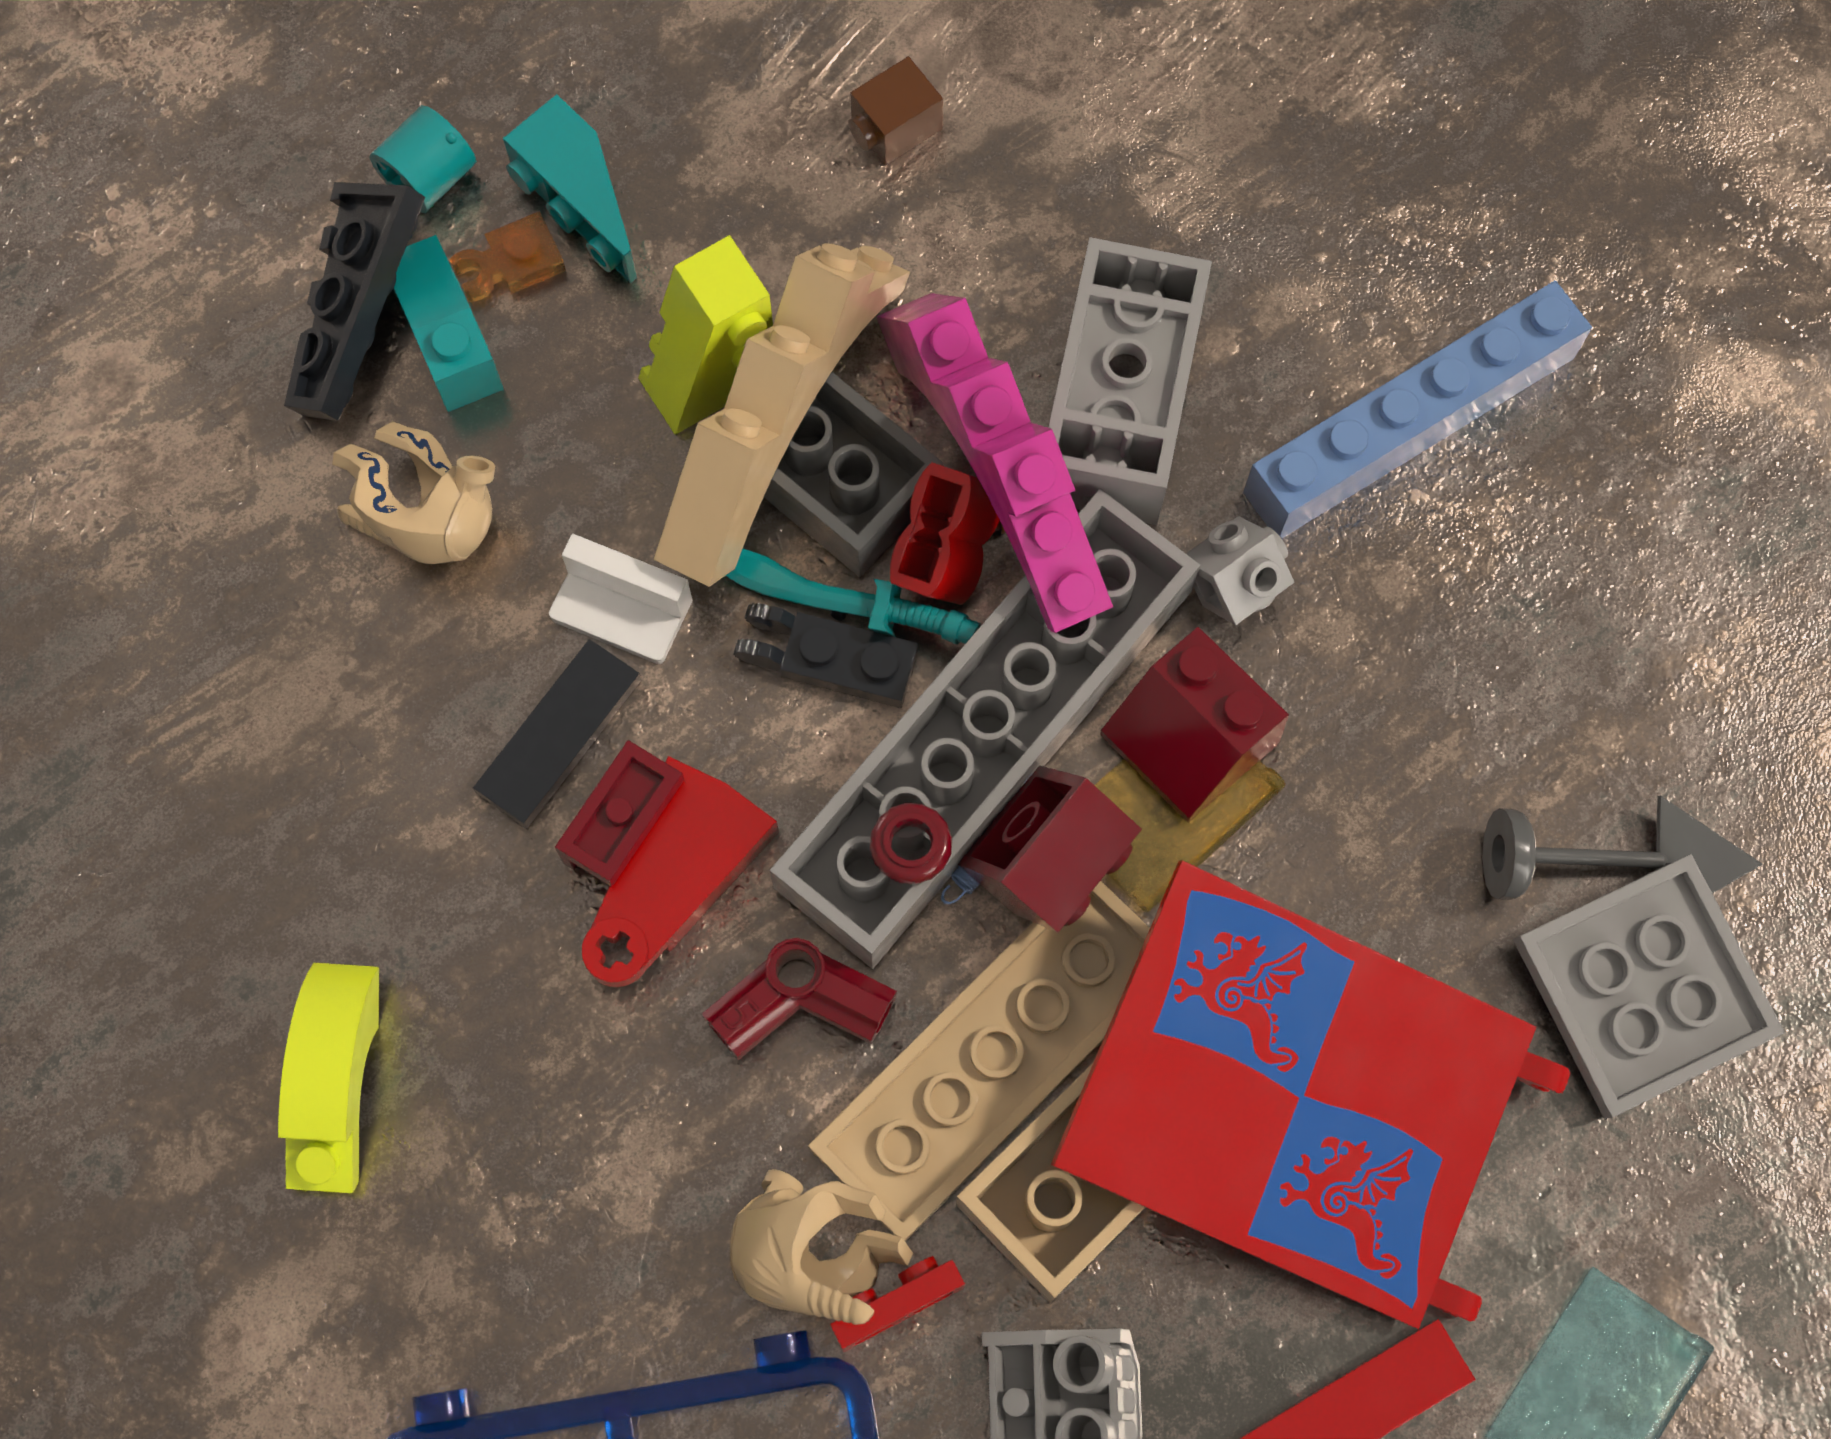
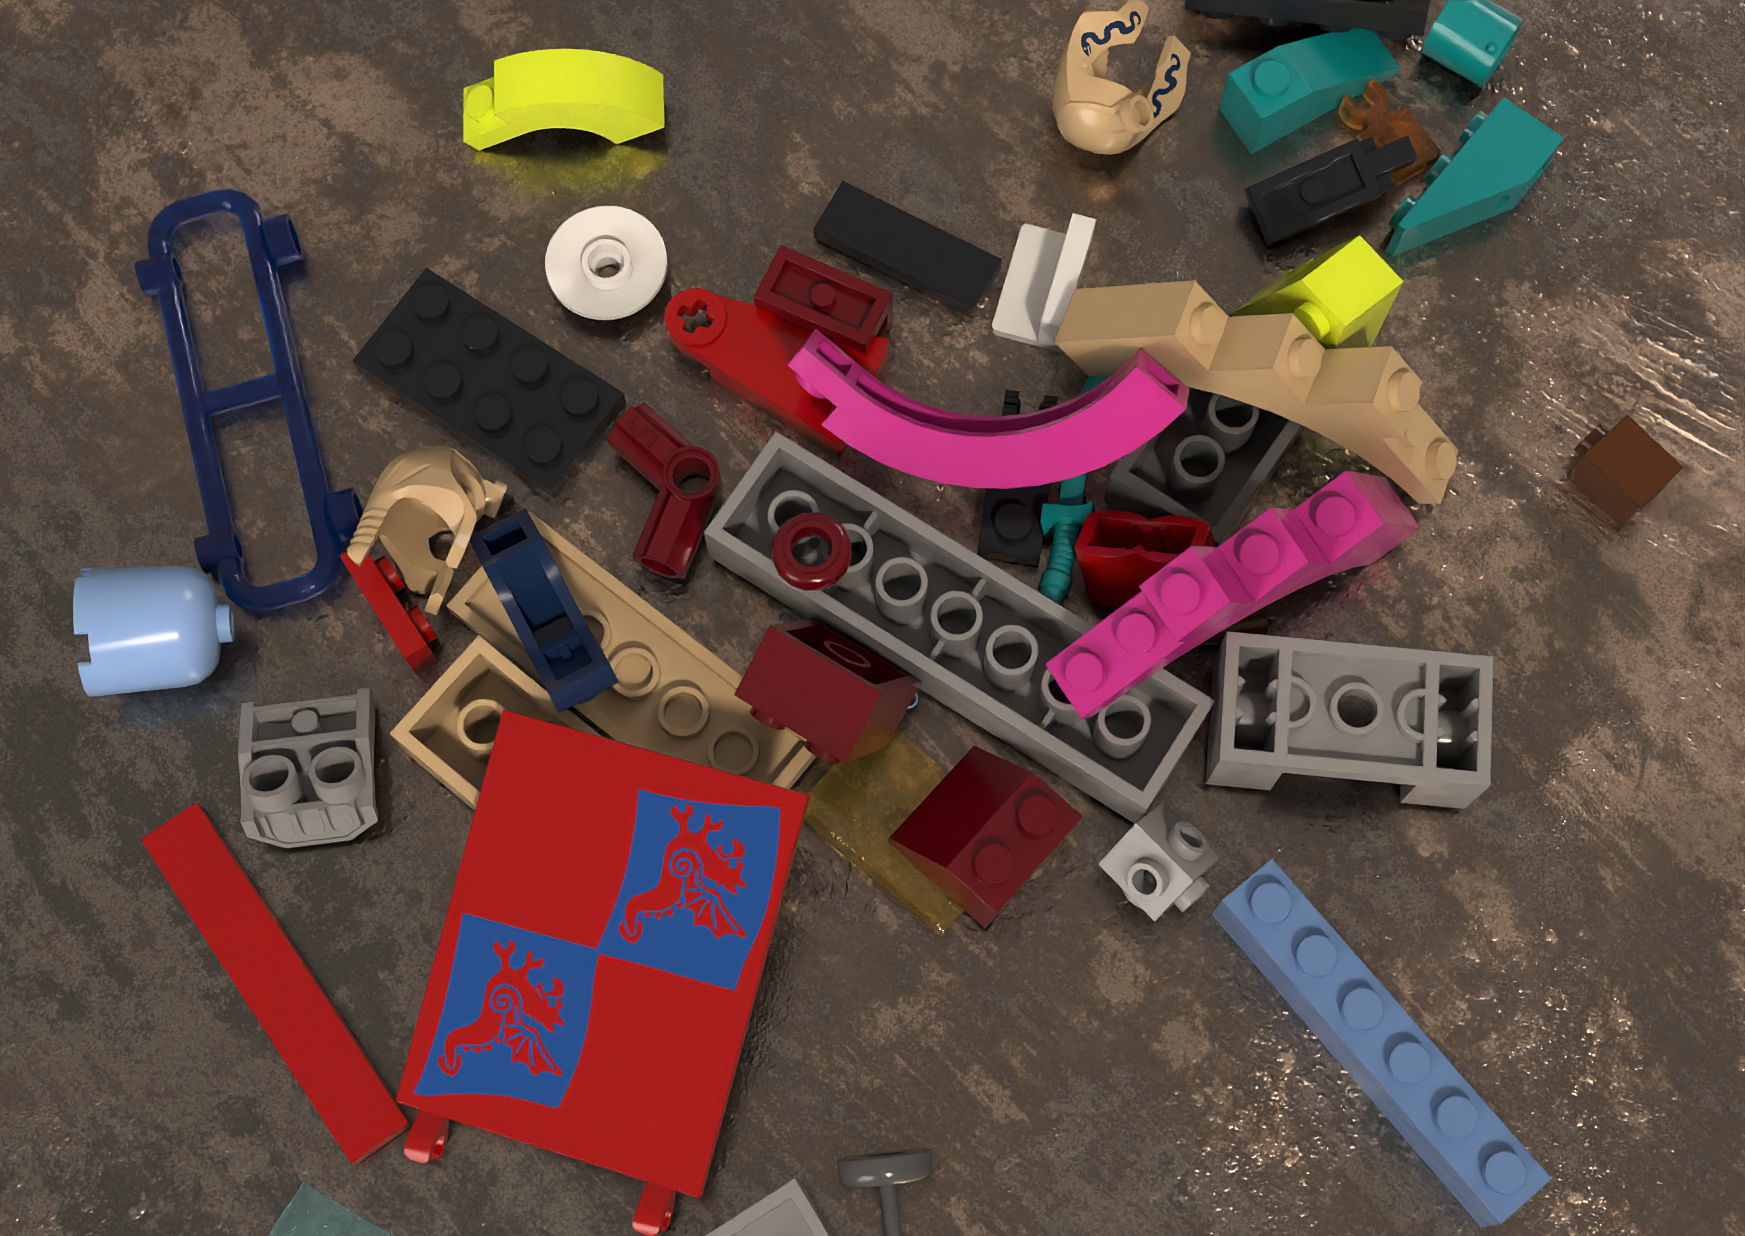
camera: 85 degrees right, 0 degrees up
(507, 1020) = (602, 239): none -> white dish
(564, 318) = (1326, 186): none -> black hinge
(643, 1186) = (490, 382): none -> black plate
(815, 658) = (991, 449): none -> dark pink arch
(944, 1125) = (543, 611): none -> dark blue arch

